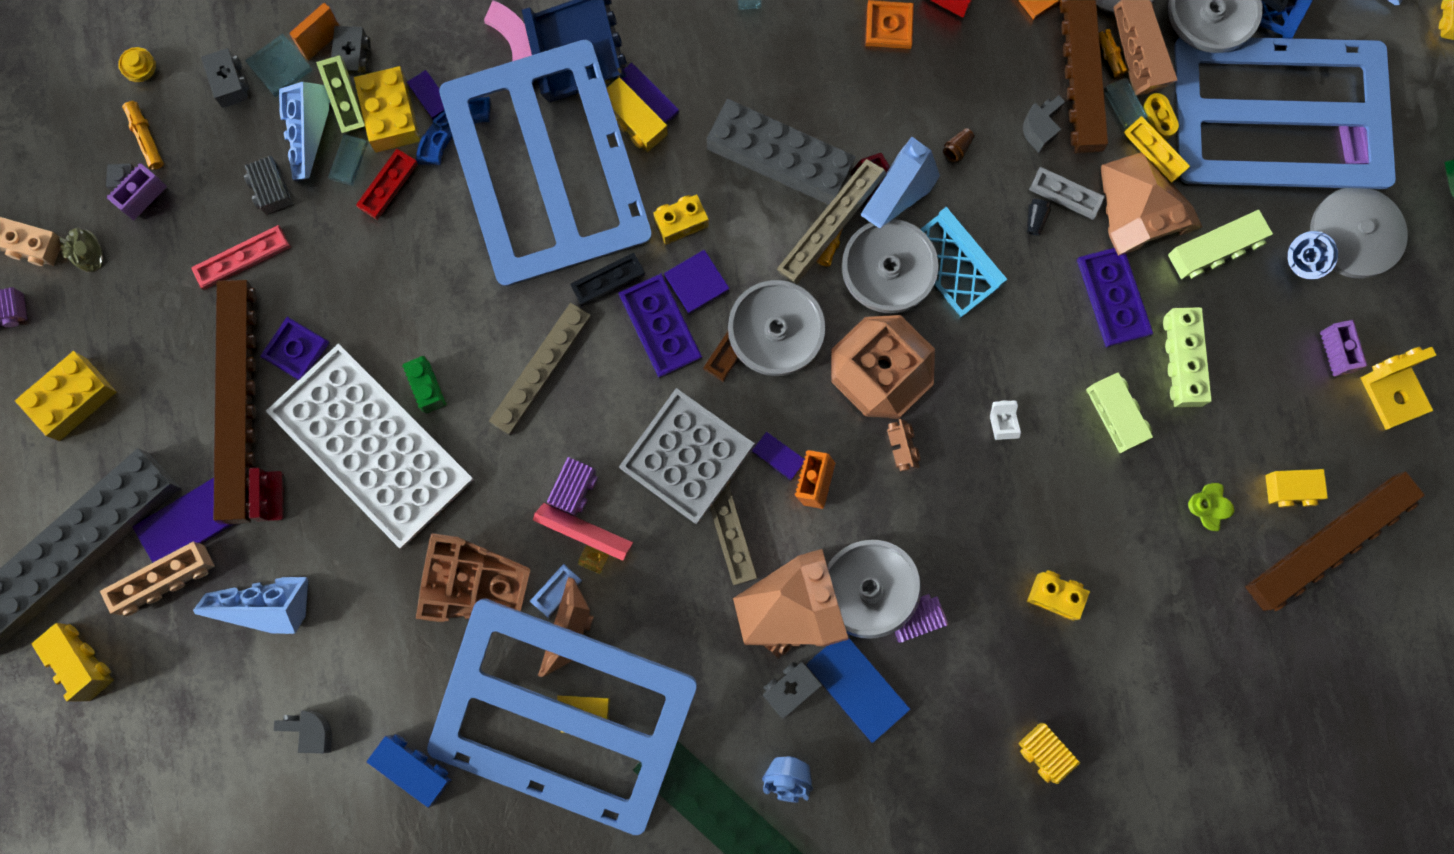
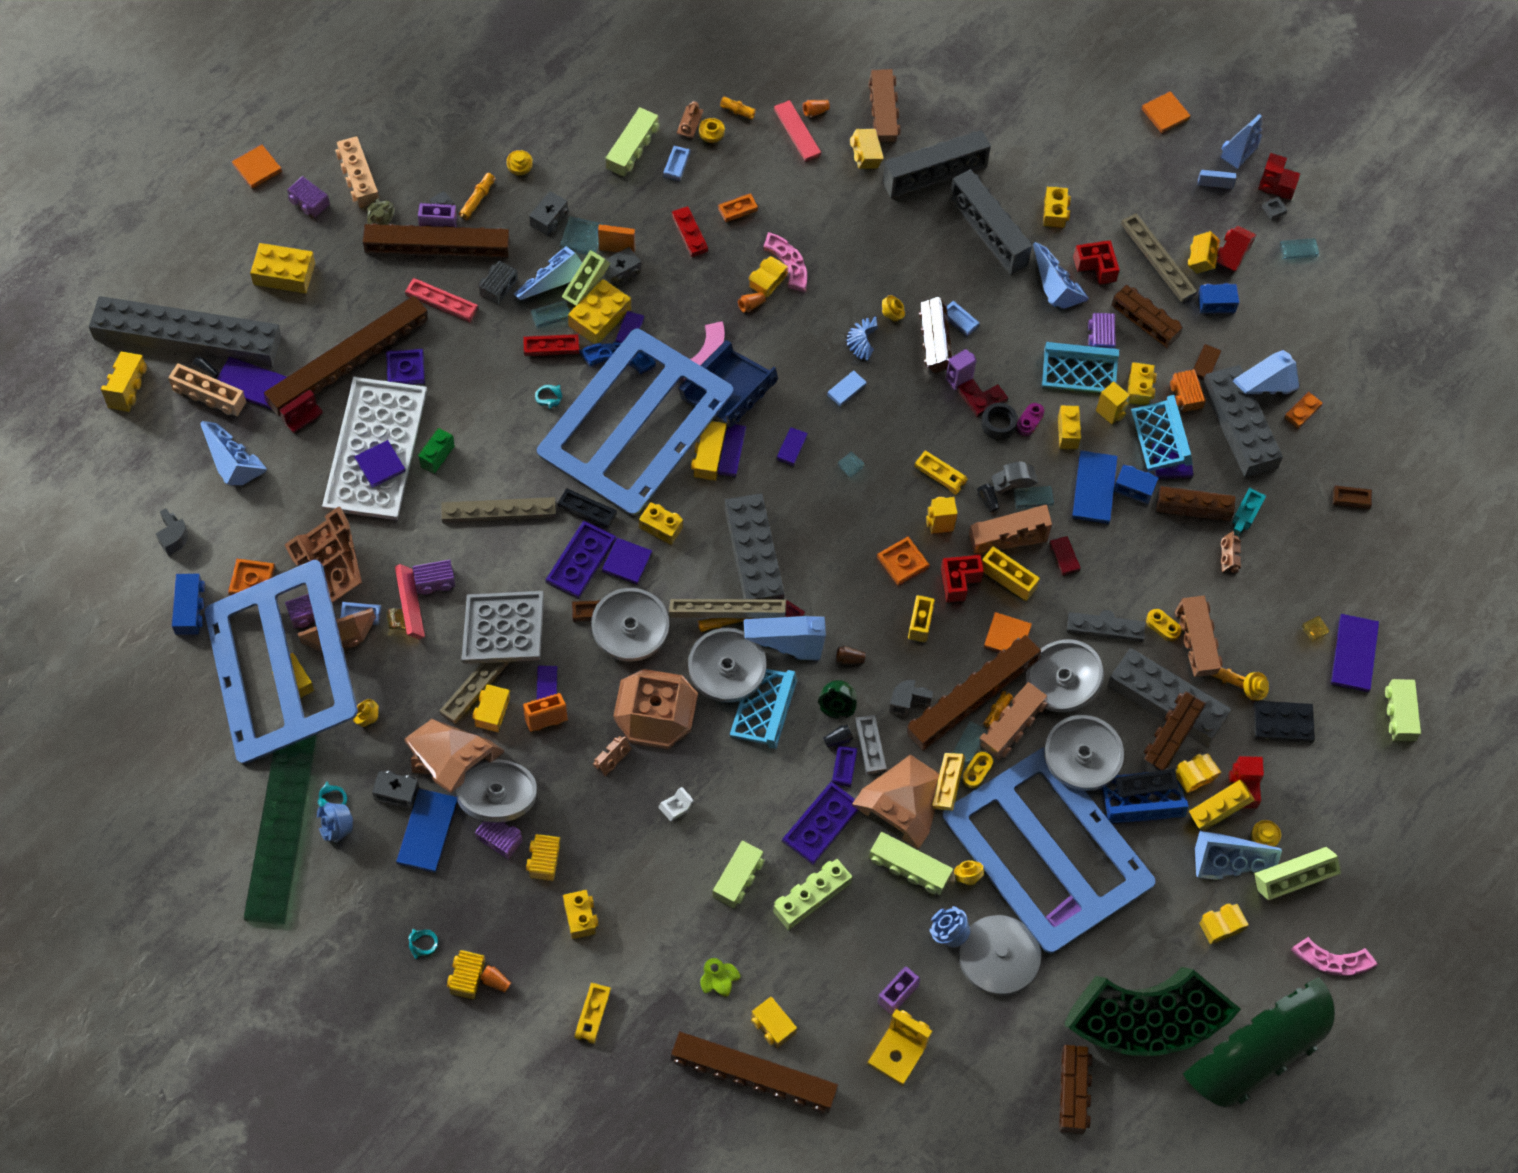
camera: 55 degrees right, 15 degrees down
(126, 564) = (203, 366): none -> black cone
(163, 213) = (436, 240): none -> reddish brown brick
(396, 453) = (379, 464): none -> dark purple tile
(425, 679) = (249, 573): none -> orange tile
(453, 233) = (549, 402): none -> teal piece
(510, 653) = (300, 611): none -> medium lavender brick
(682, 659) = (366, 713): none -> yellow plate
(686, 36) = (792, 446): none -> dark purple tile
(738, 761) = (328, 788): none -> teal piece
(770, 529) = (491, 708): none -> yellow brick
(971, 50) = (921, 618): none -> yellow brick
(972, 589) = (544, 857): none -> yellow brick
(984, 786) = (416, 935): none -> teal piece
(1000, 186) = (838, 699): none -> dark green cylinder
(1069, 233) = (844, 766): none -> dark purple tile
(1071, 727) = (495, 979): none -> orange cone
(1170, 654) = (592, 1012): none -> yellow plate
(1263, 197) = (969, 872): none -> yellow plate

